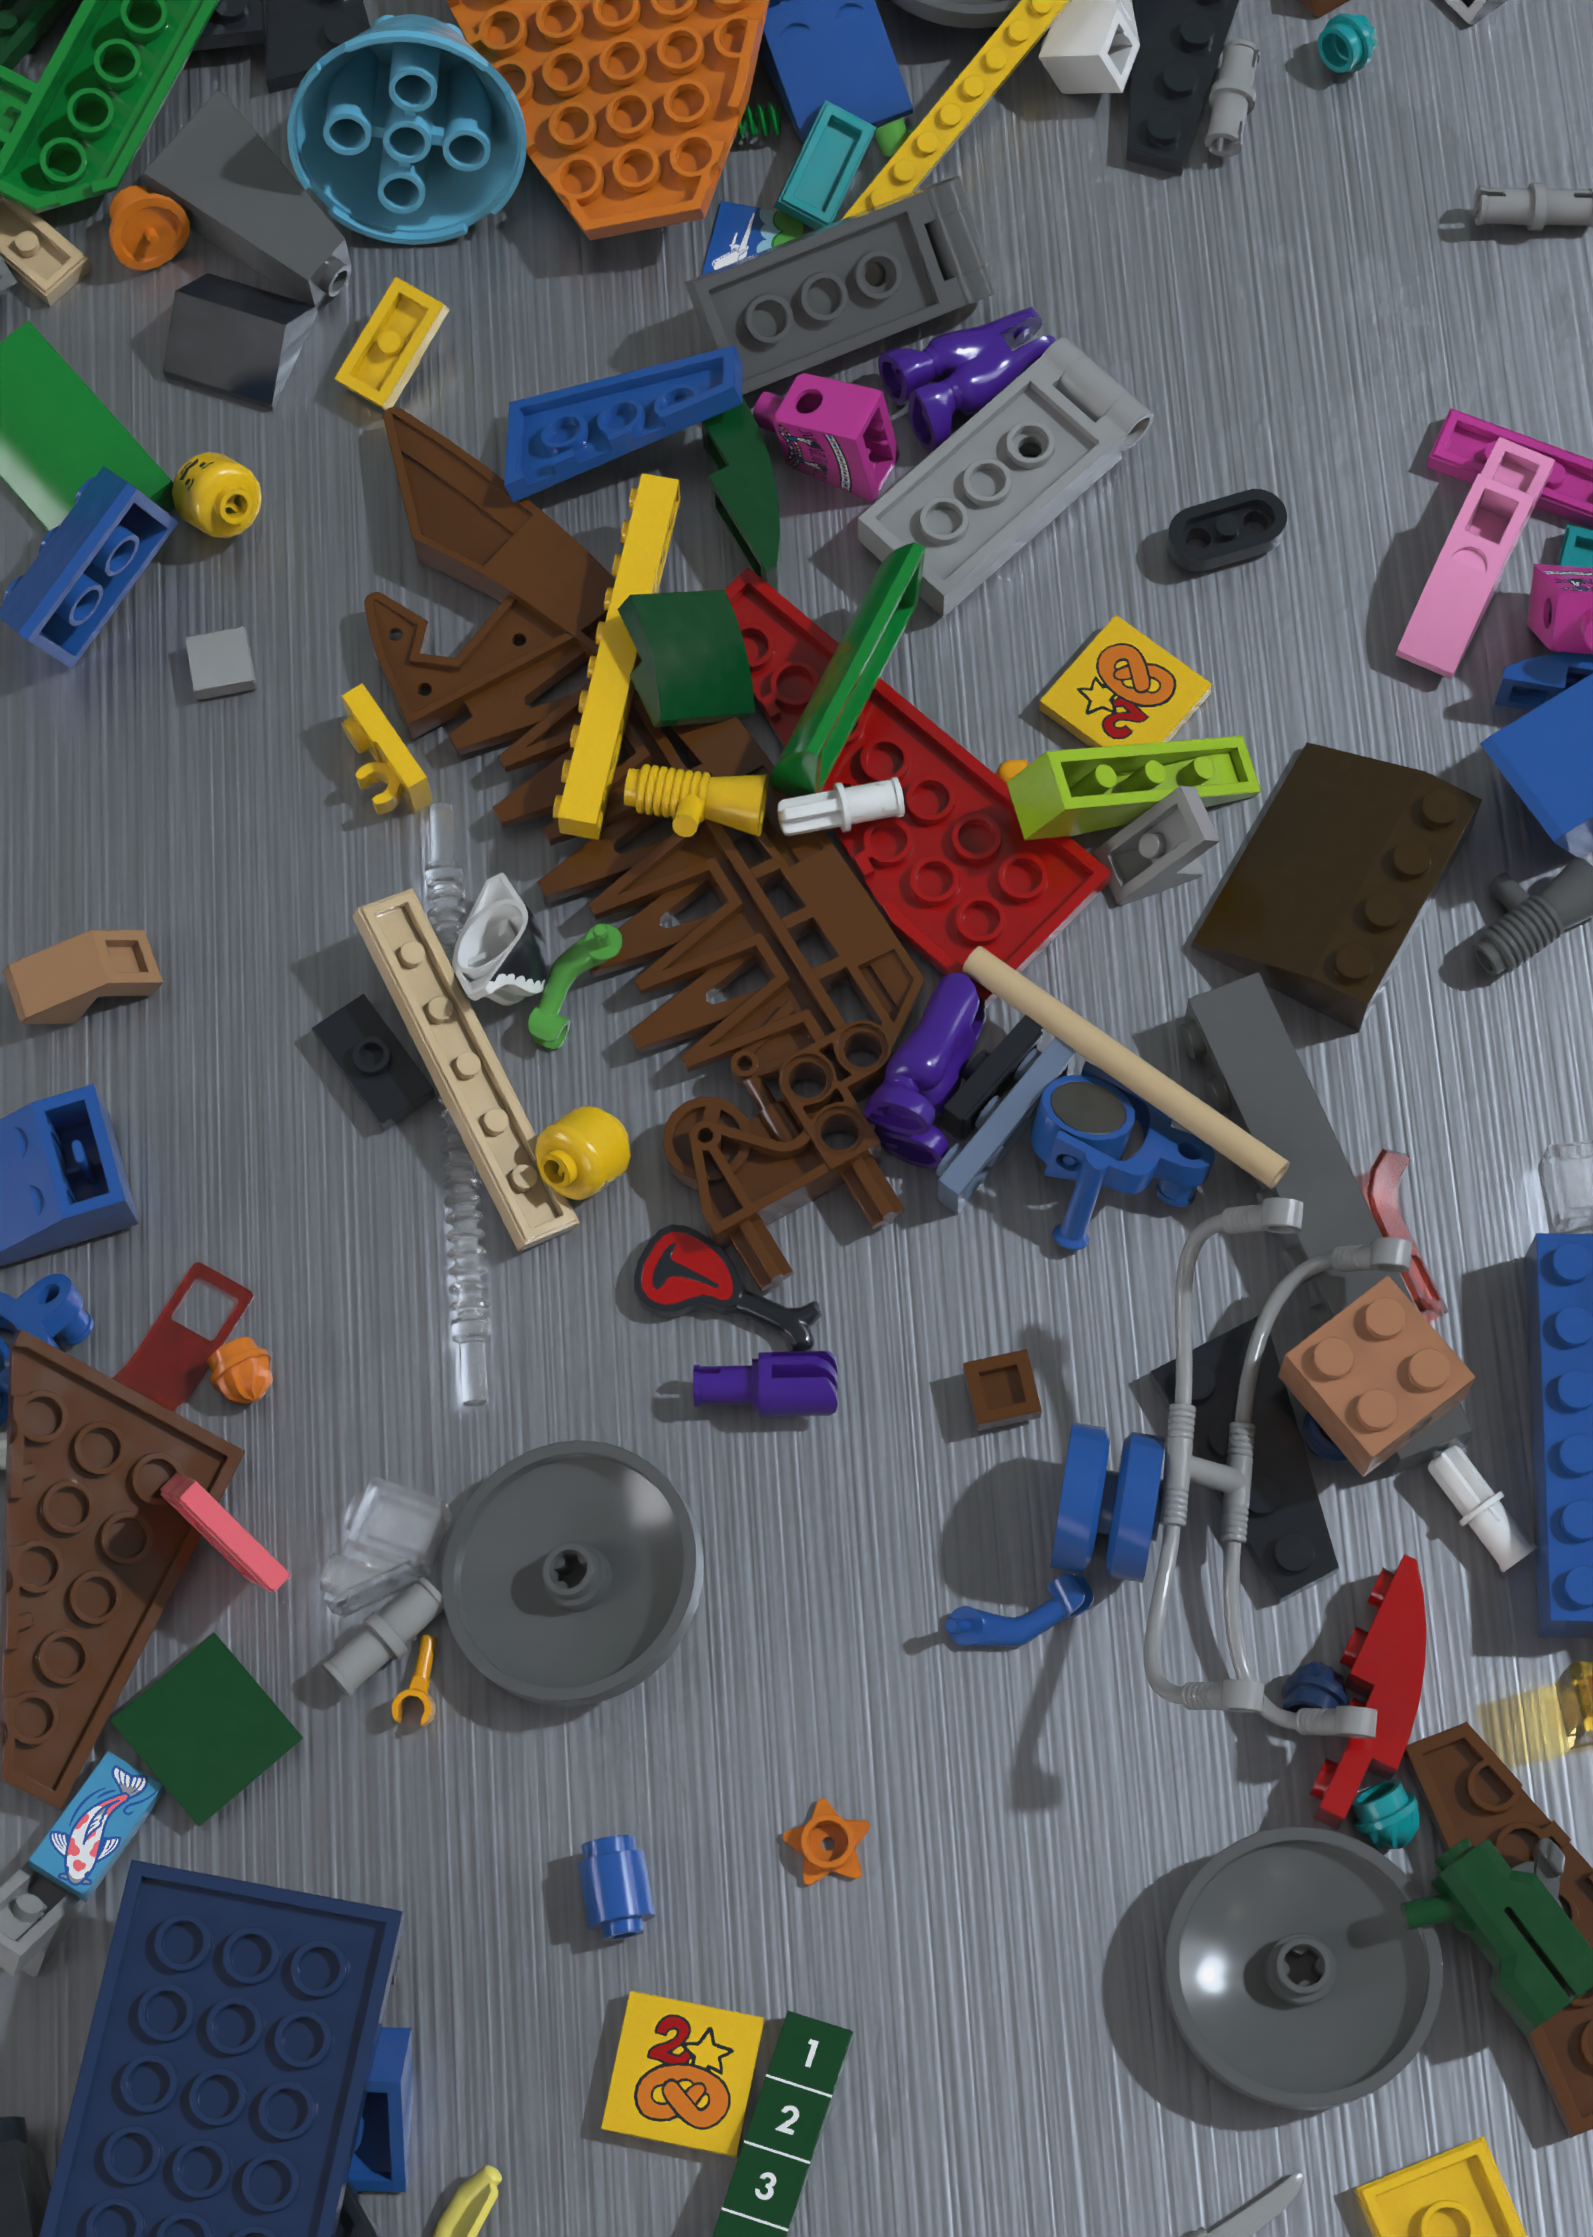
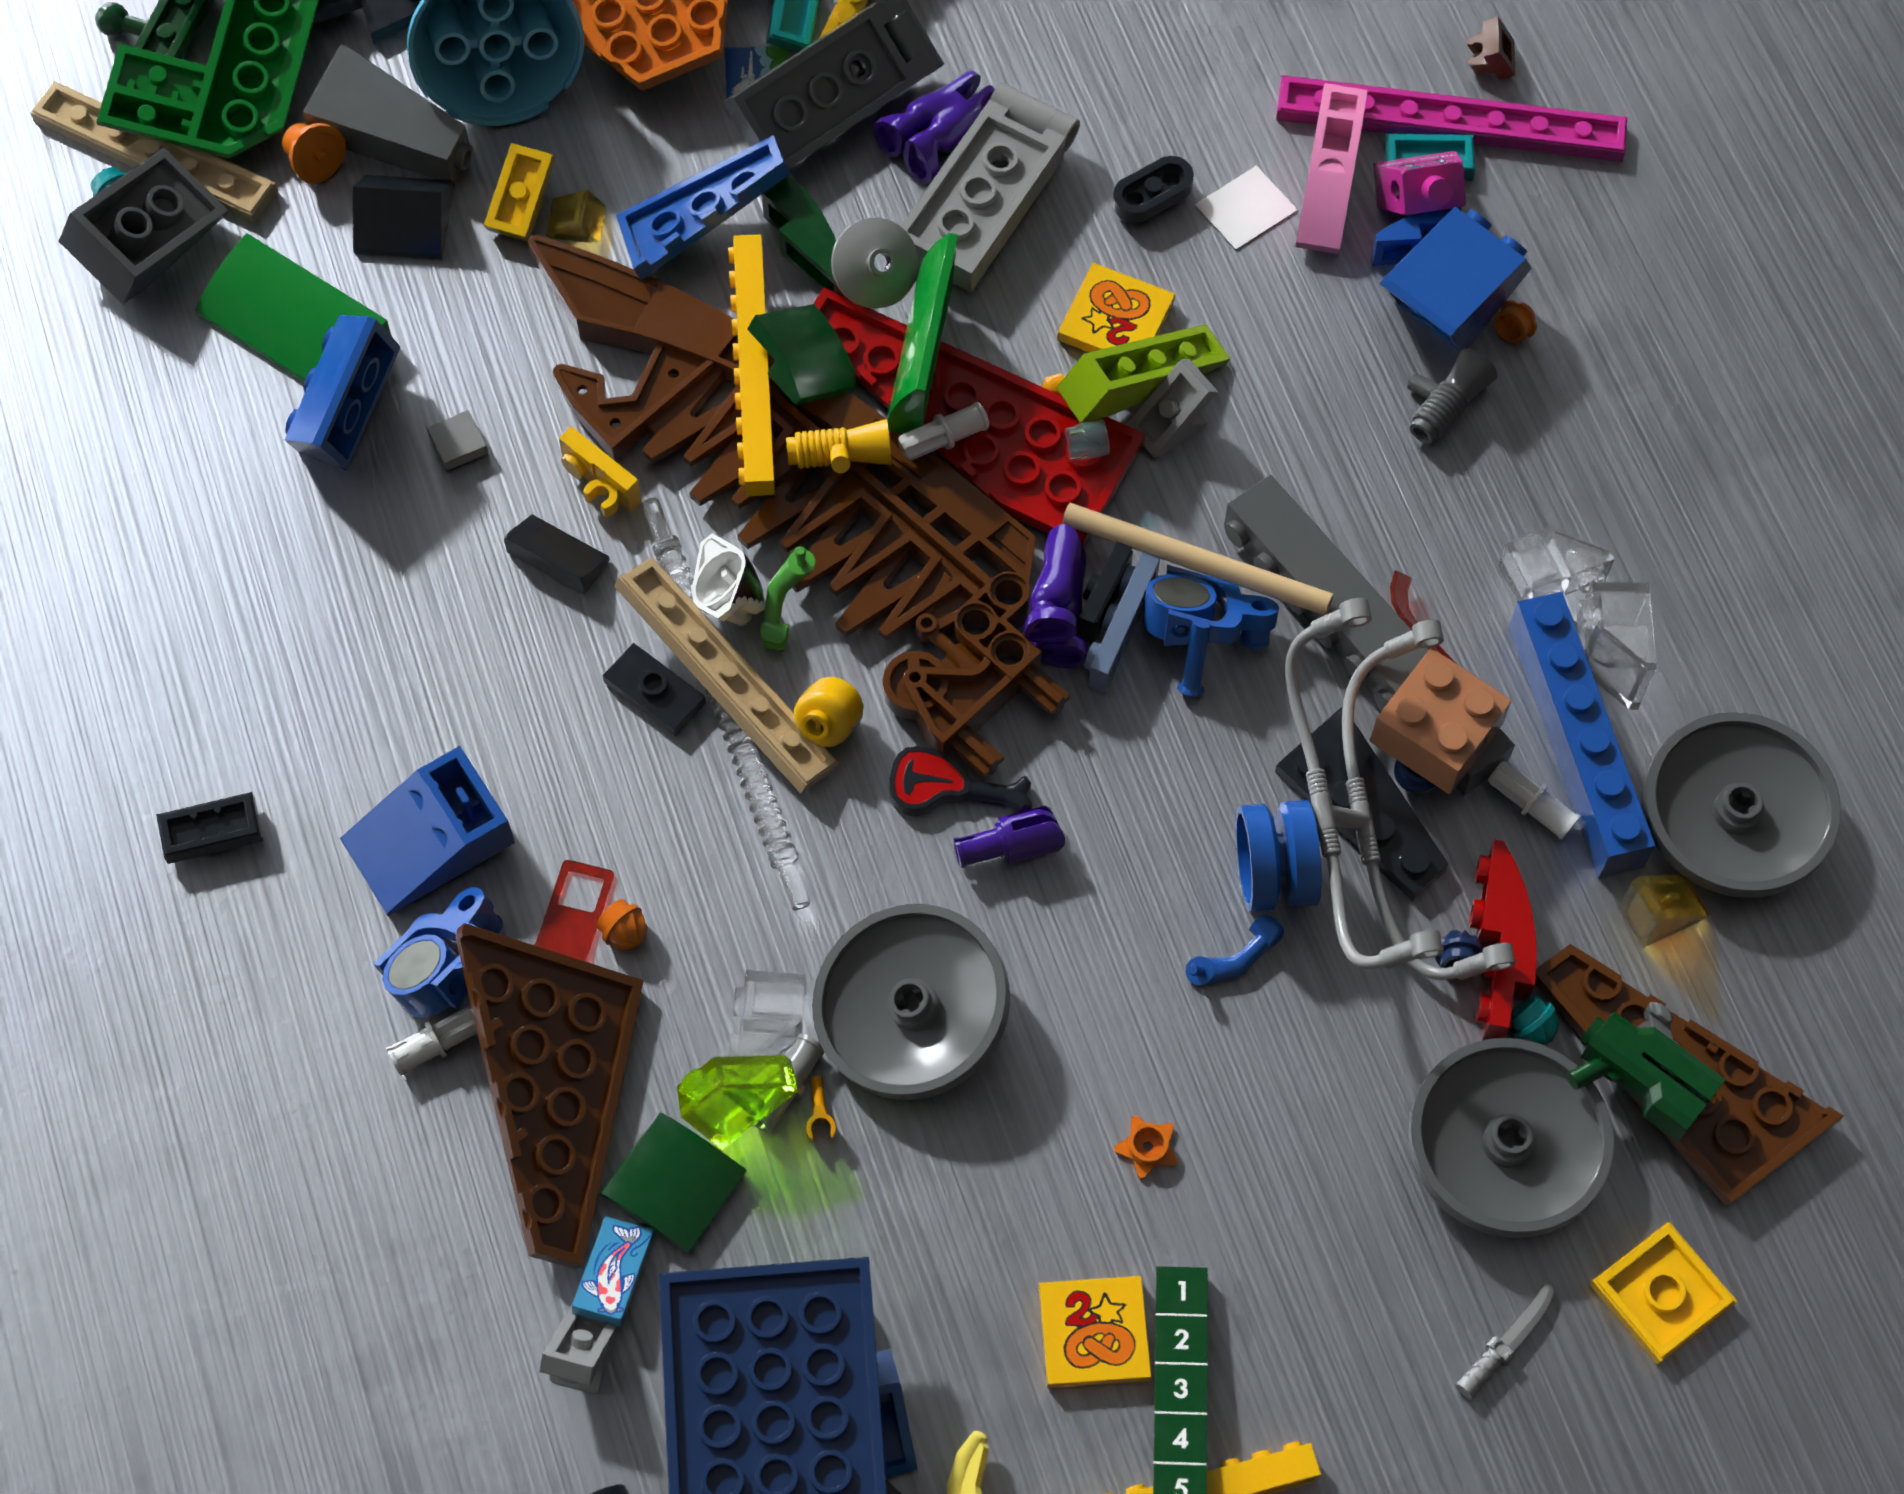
camera: 20 degrees left, 5 degrees down
(69, 976) = (413, 680): medium nougat slope -> none
(216, 495) = (422, 322): yellow head -> none
(224, 1533) = (651, 1033): coral tile -> none
(302, 846) = (555, 553): none -> black slope
(308, 1638) = (734, 1094): none -> clear neon green slope
(460, 394) = (576, 218): none -> clear yellow slope
(615, 1887) = (1007, 1212): blue brick -> none
(796, 532) = (854, 262): none -> light grey dish
(833, 432) = (857, 180): dark pink torso -> none
(1002, 1390) = (1176, 802): reddish brown plate -> none
(1028, 864) = (1087, 440): none -> clear light blue hose
(1338, 879) = (1303, 403): dark brown slope -> none
(1348, 582) = (1246, 207): none -> white sticker

